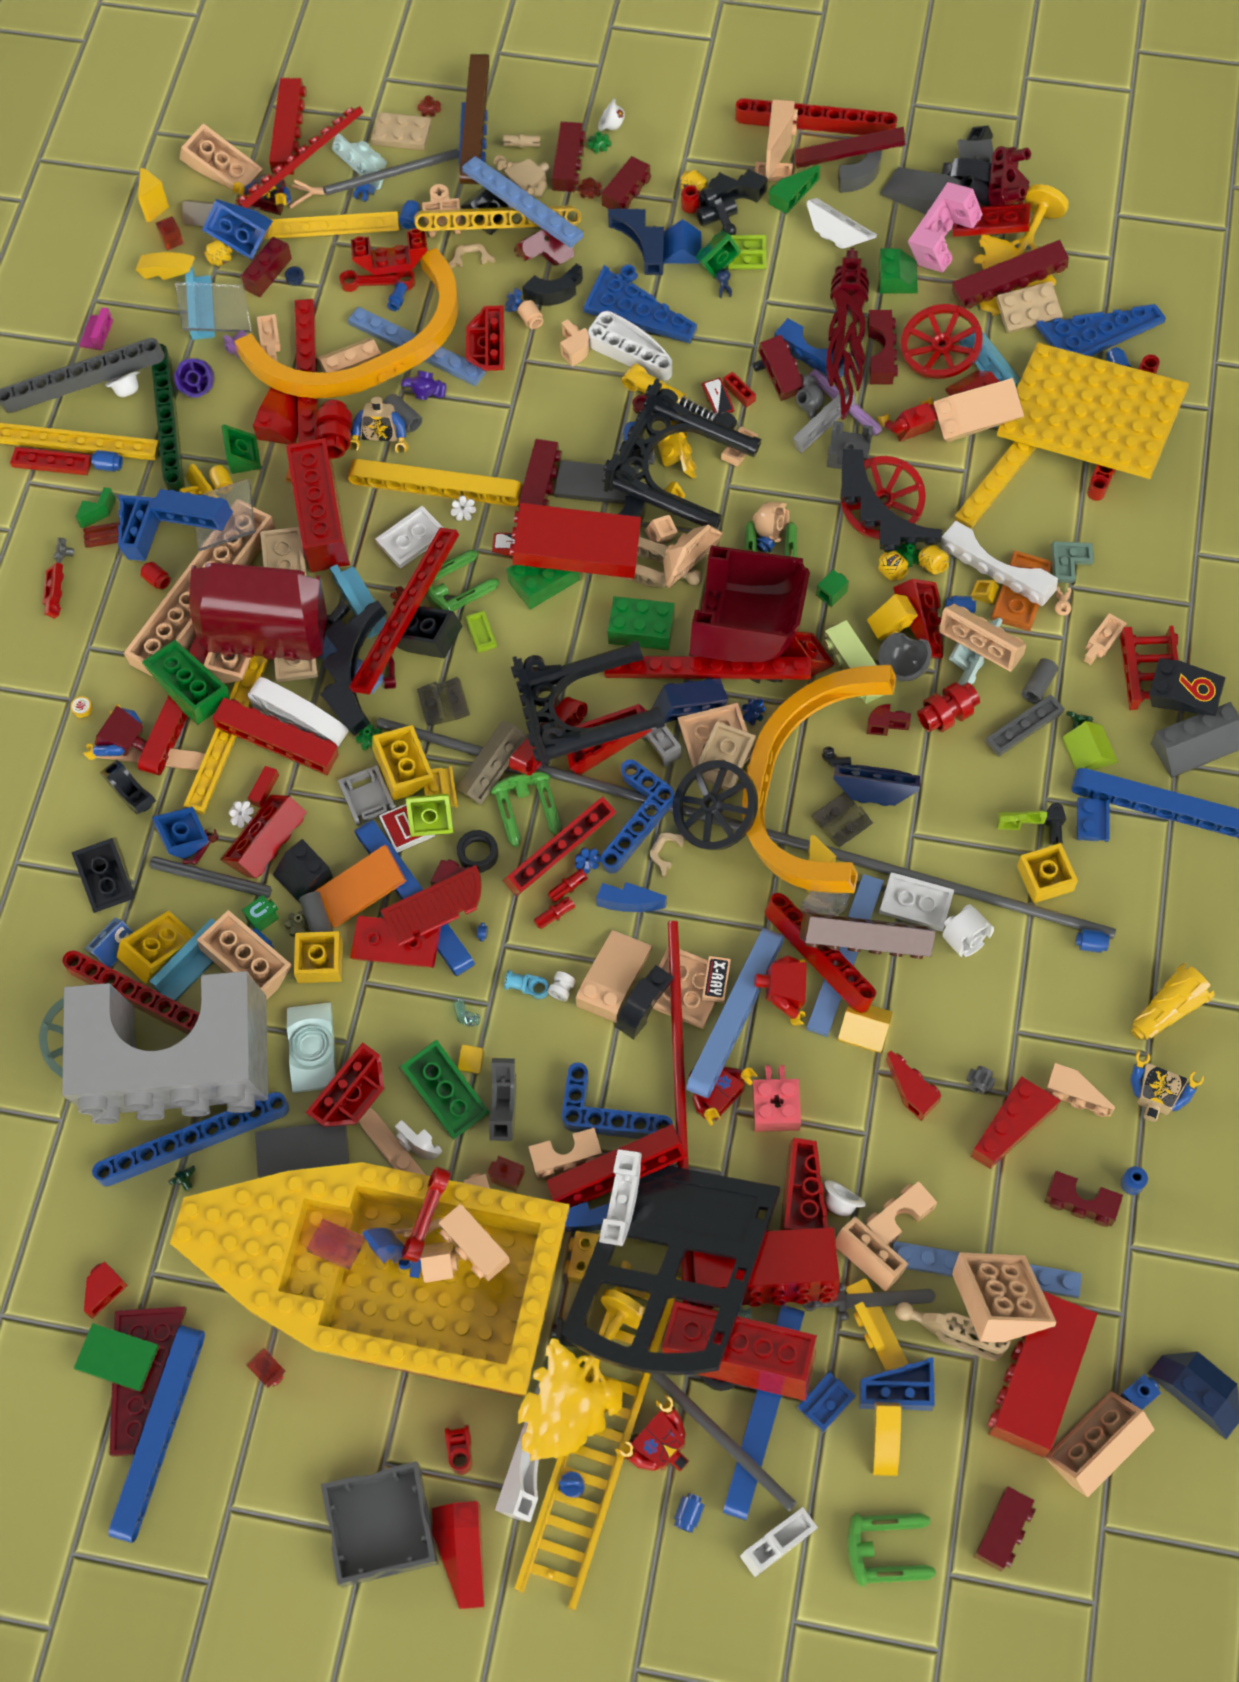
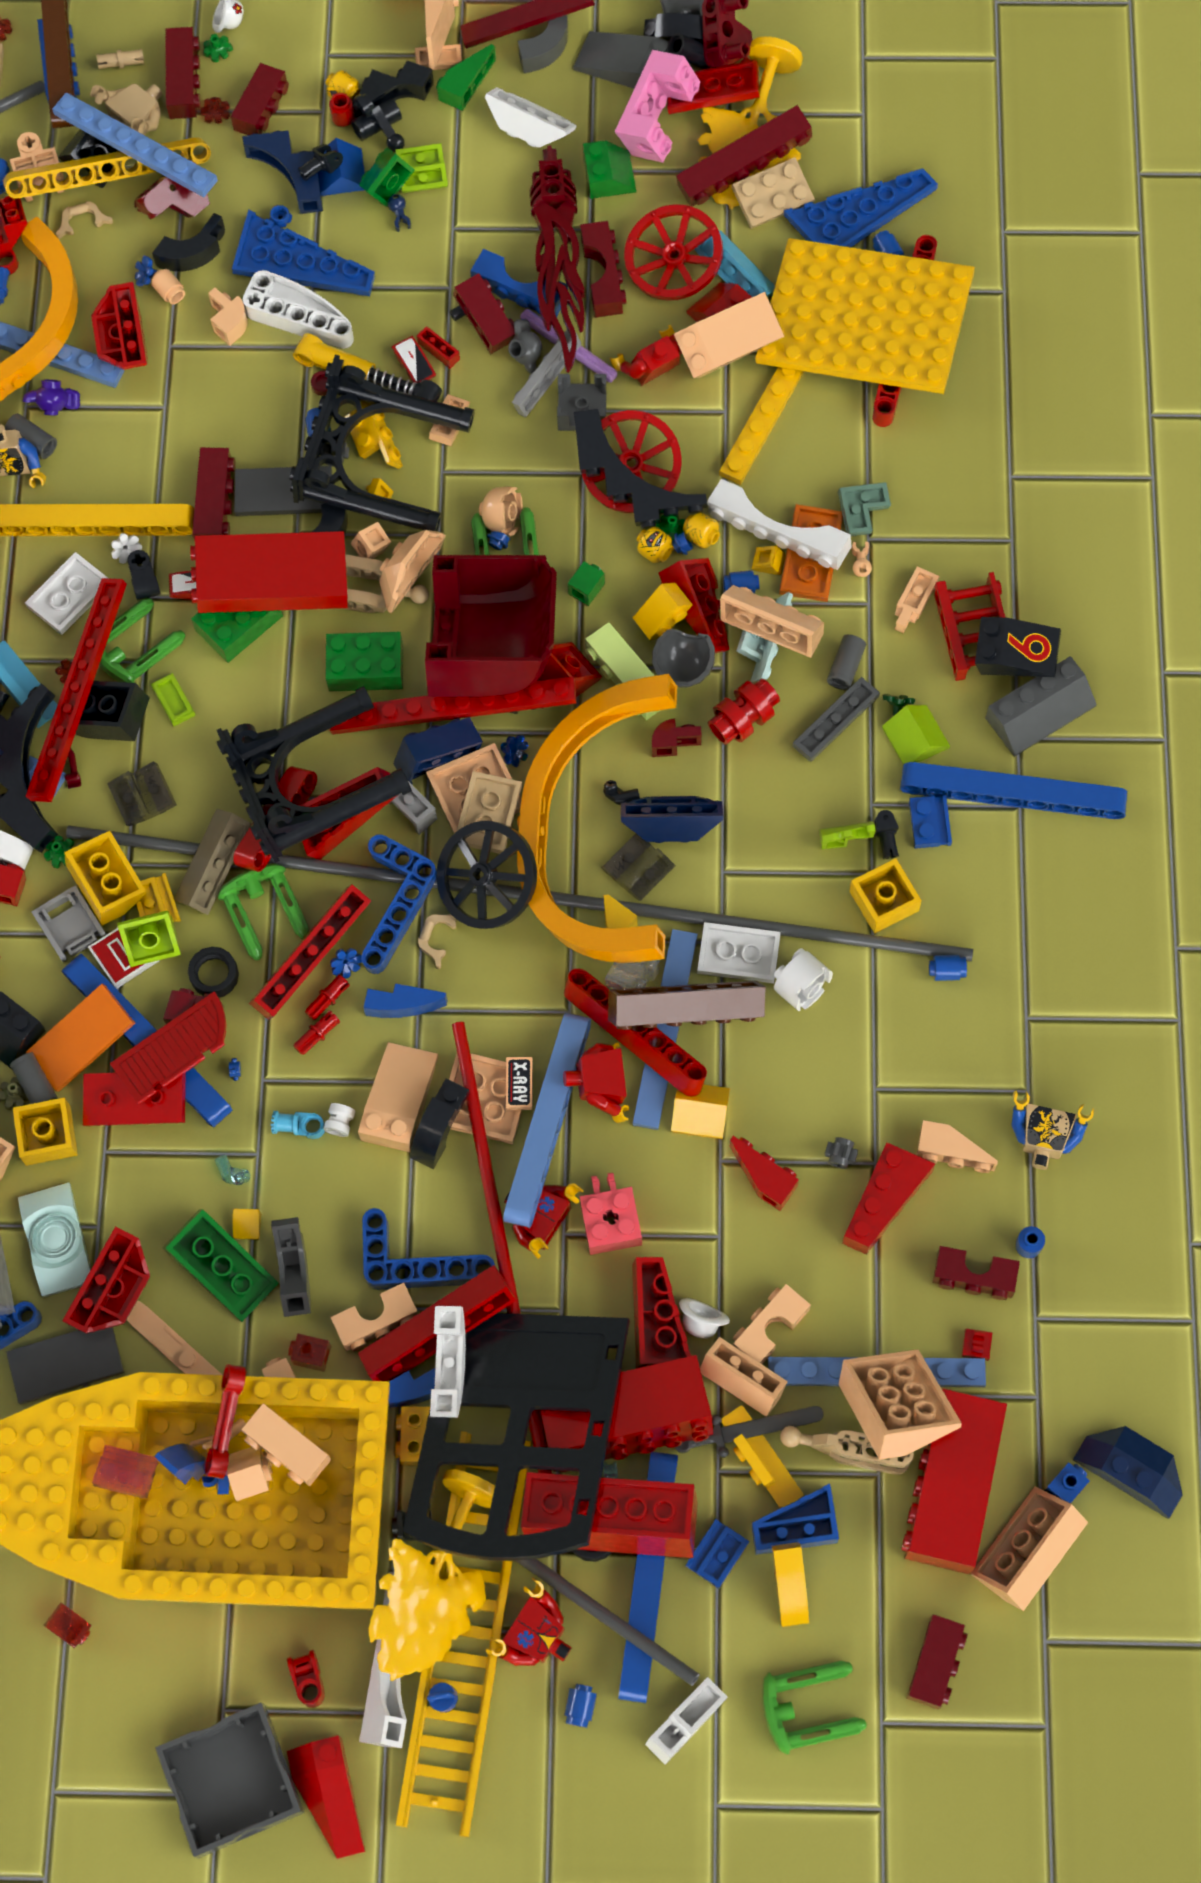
camera: 10 degrees left, 5 degrees up
(419, 1144) = (204, 1335): white slope -> none
(473, 531) = (143, 577): none -> black piece
(669, 234) = (321, 161): none -> black piece
(915, 568) = (681, 544): none -> blue plate
(1076, 1260) = (977, 1344): none -> red tile
(1178, 997) = (1054, 1019): yellow cone -> none

